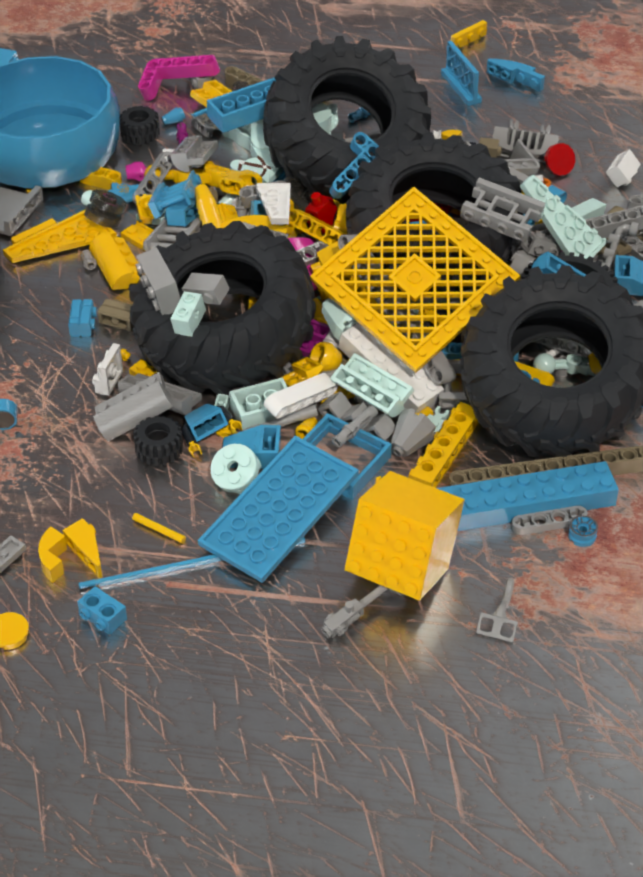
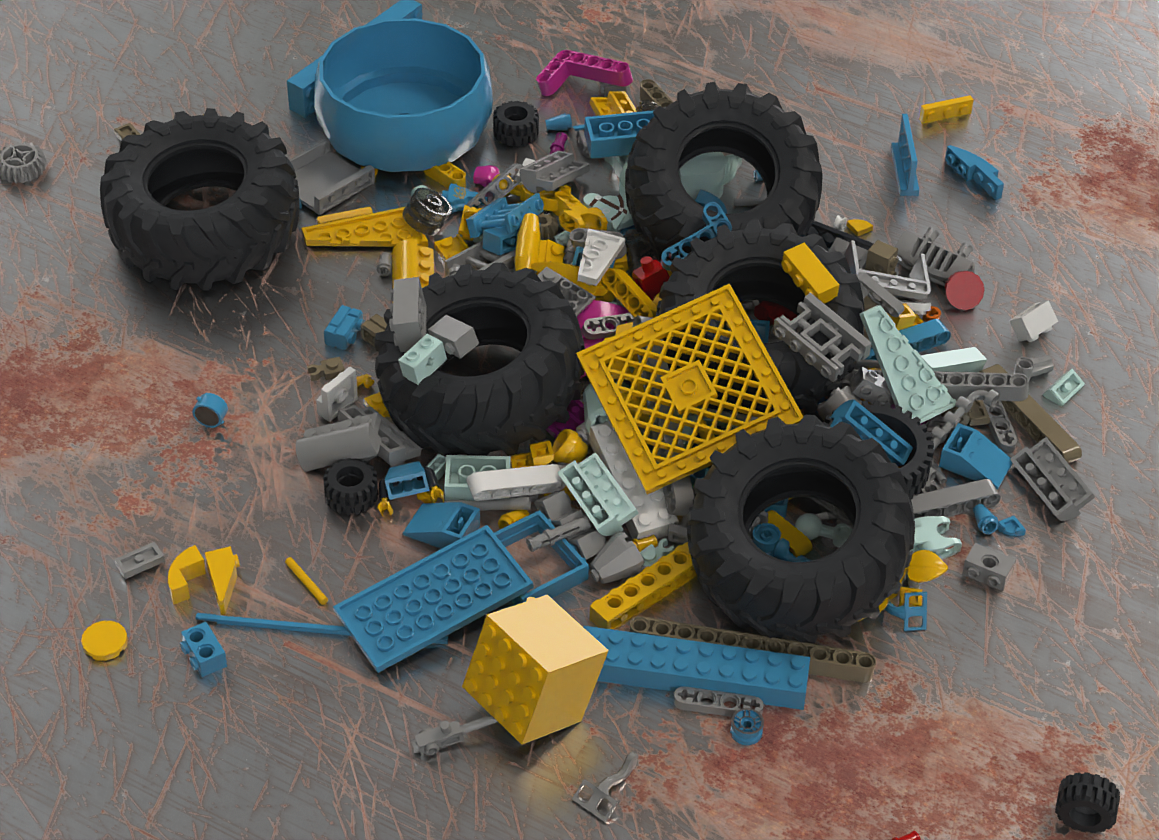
camera: 20 degrees right, 0 degrees up
(85, 353) = (328, 368): none -> dark tan plate
(241, 478) = (422, 545): light aqua plate -> none
(468, 163) = (809, 273): none -> yellow brick

